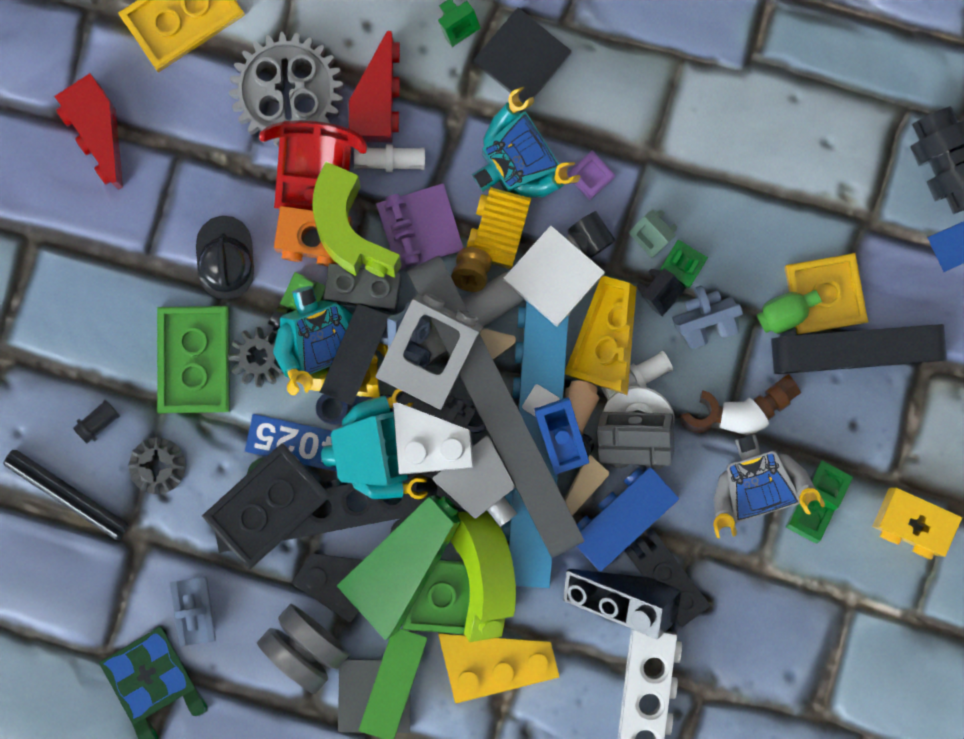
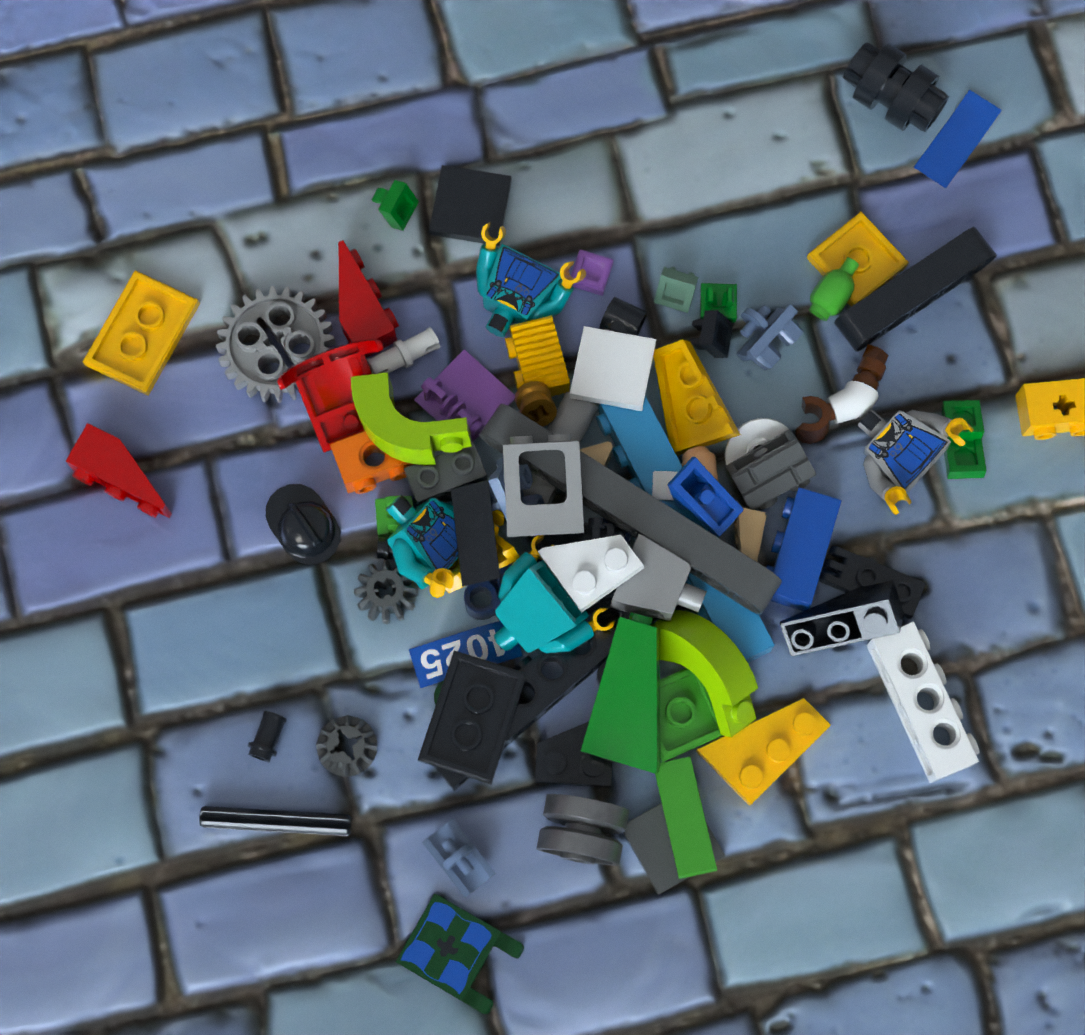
camera: 30 degrees left, 10 degrees down
(193, 359) = (326, 630): bright green tile -> none
(646, 372) = (742, 412): white pin -> none

